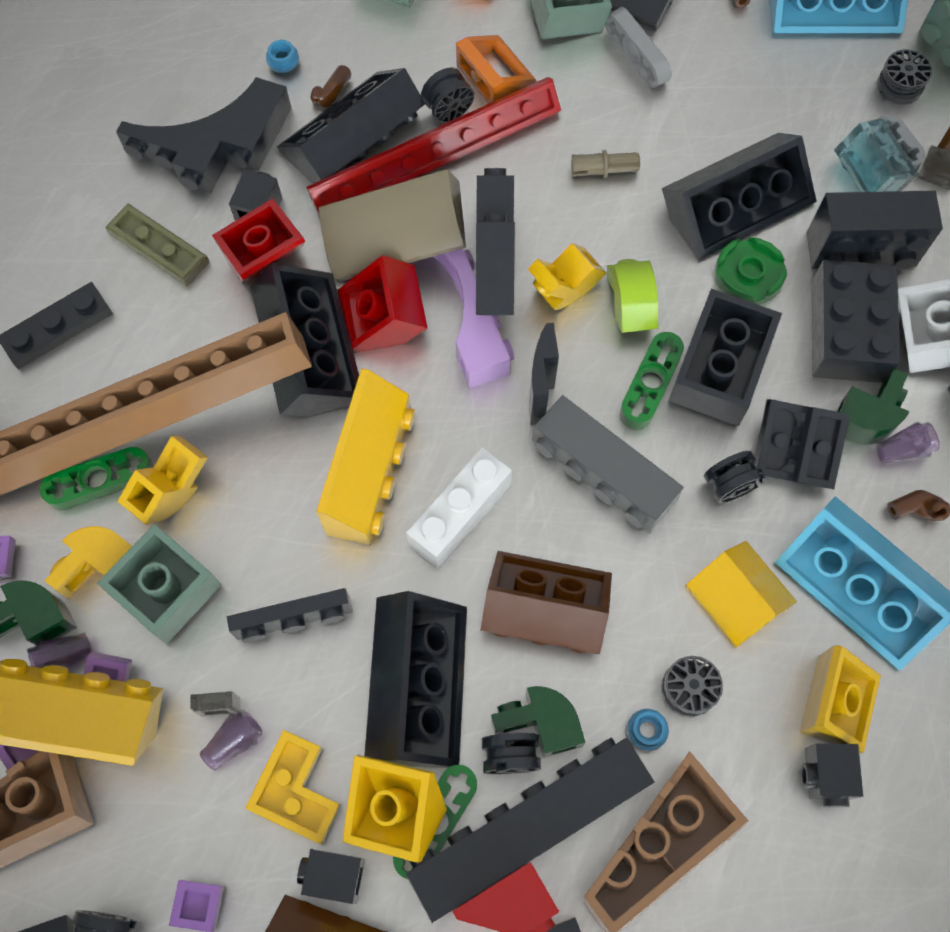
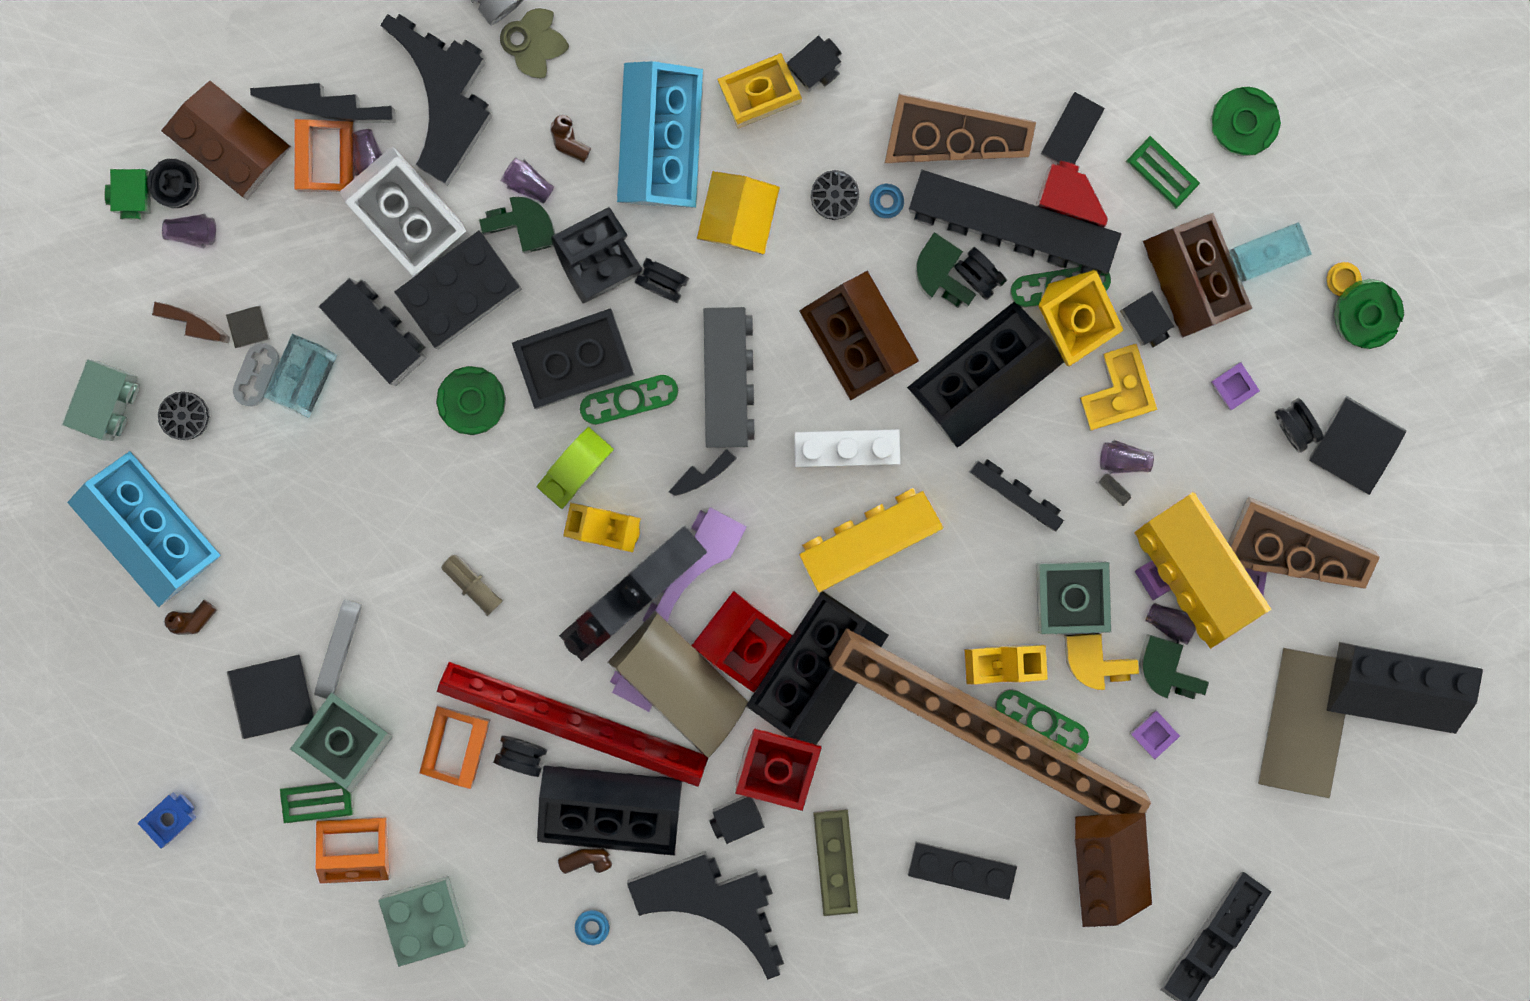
camera: 130 degrees left, 20 degrees up
(741, 193) = (412, 458): black slope -> none

